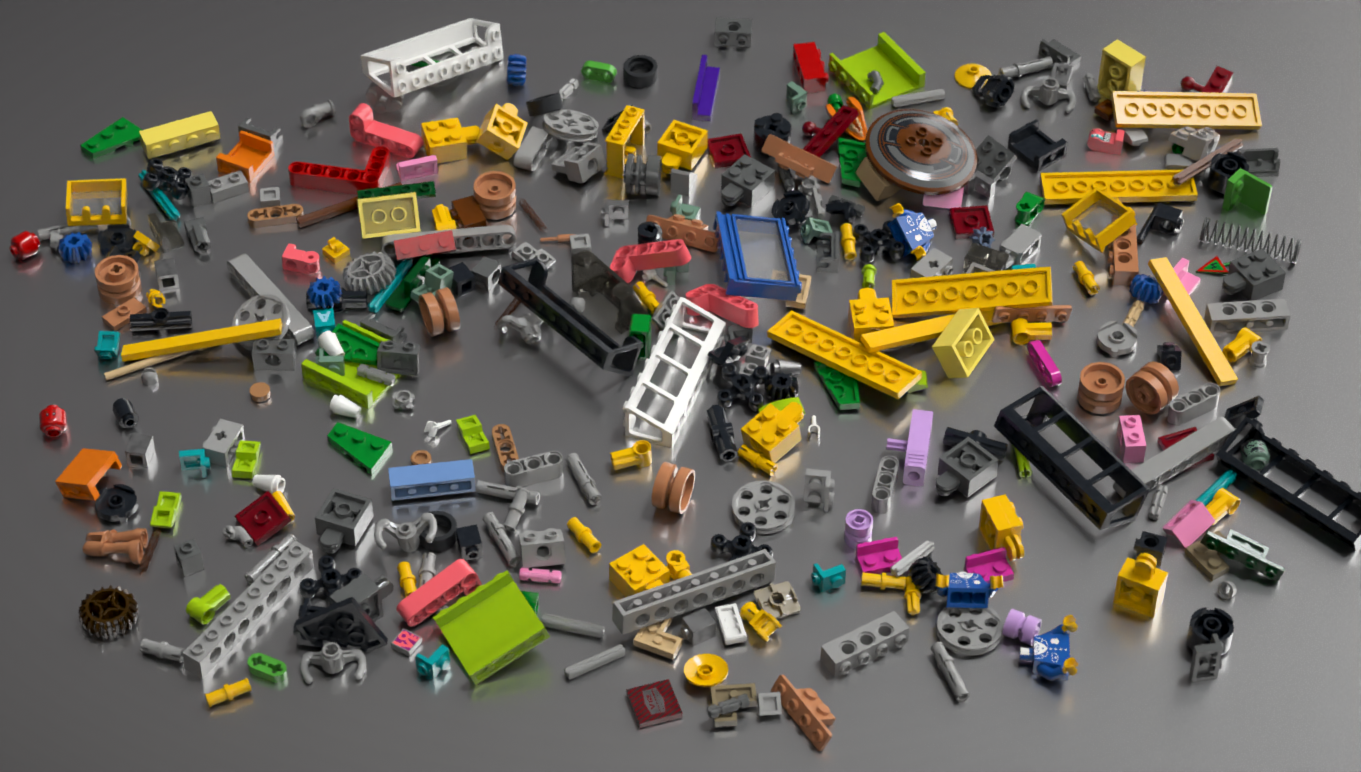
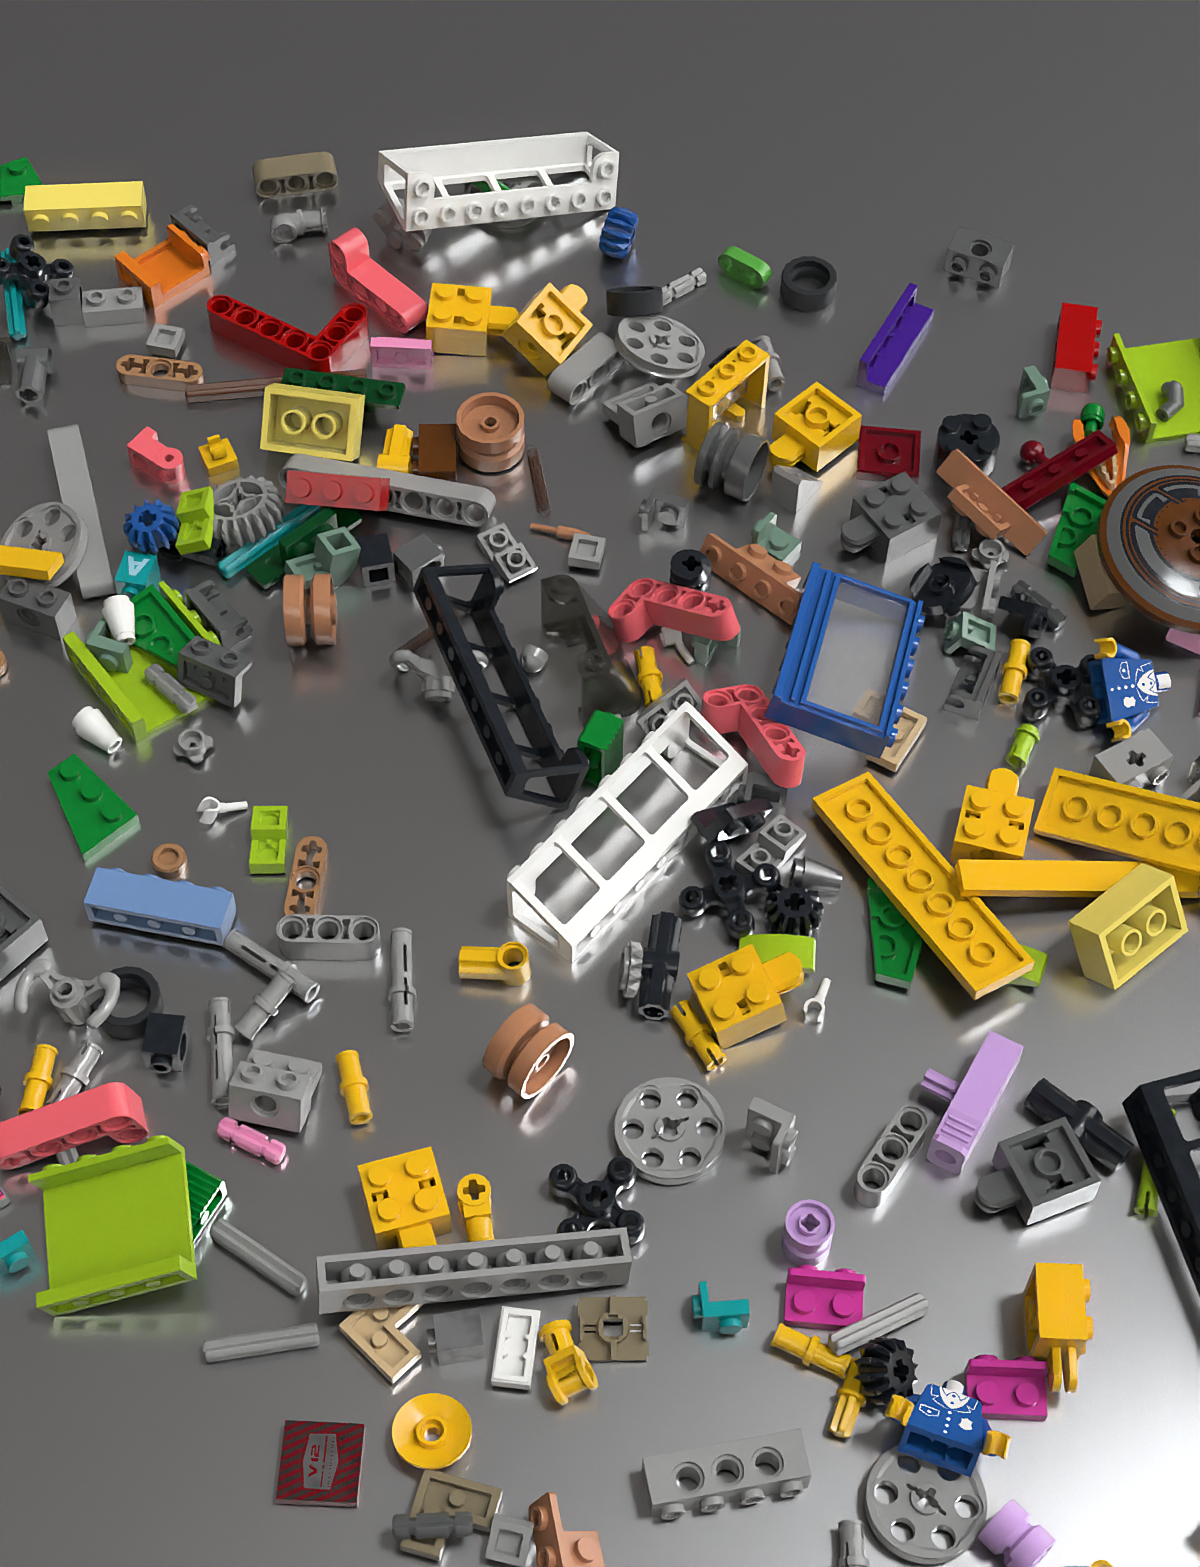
camera: 20 degrees right, 10 degrees up
(299, 86) = (295, 174): none -> dark tan beam
(349, 282) = (196, 518): none -> lime slope
(707, 437) = (630, 969): none -> light grey gear

